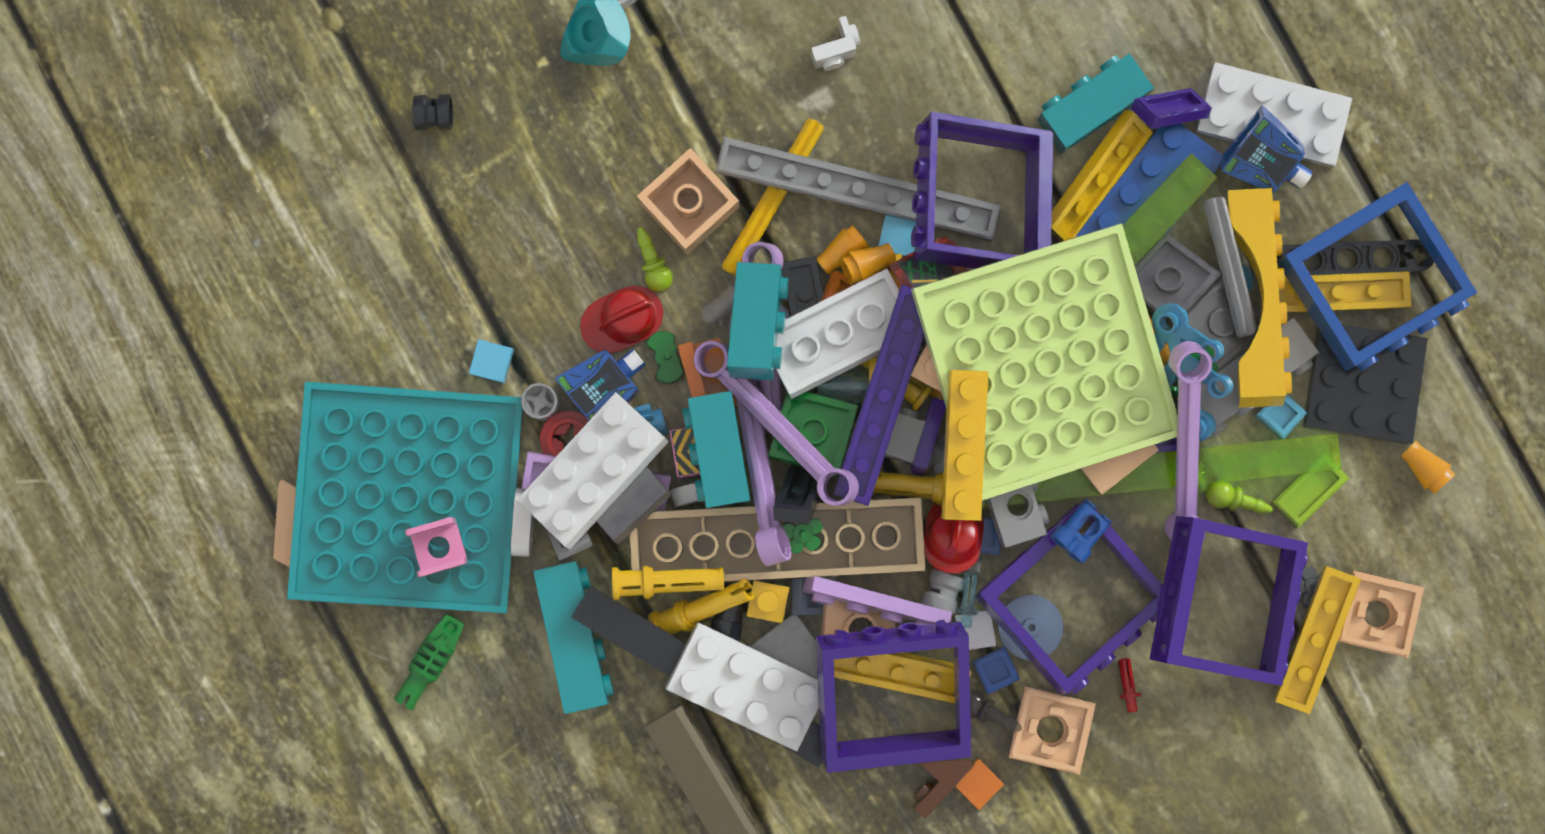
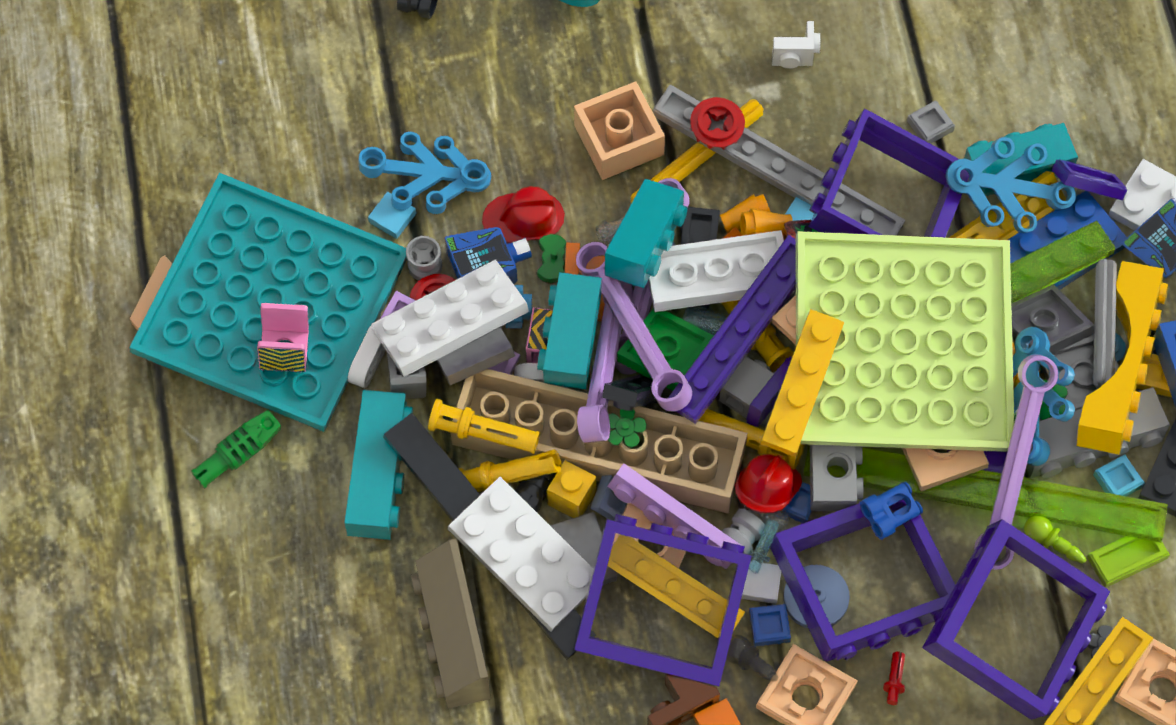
camera: 20 degrees right, 20 degrees down
(513, 305) = (429, 171): none -> dark azure plant
(657, 275) = (569, 189): lime bar -> none
(802, 163) = (717, 109): none -> red gear
(993, 86) = (931, 122): none -> light grey tile
(1093, 144) = (1005, 185): none -> dark azure plant

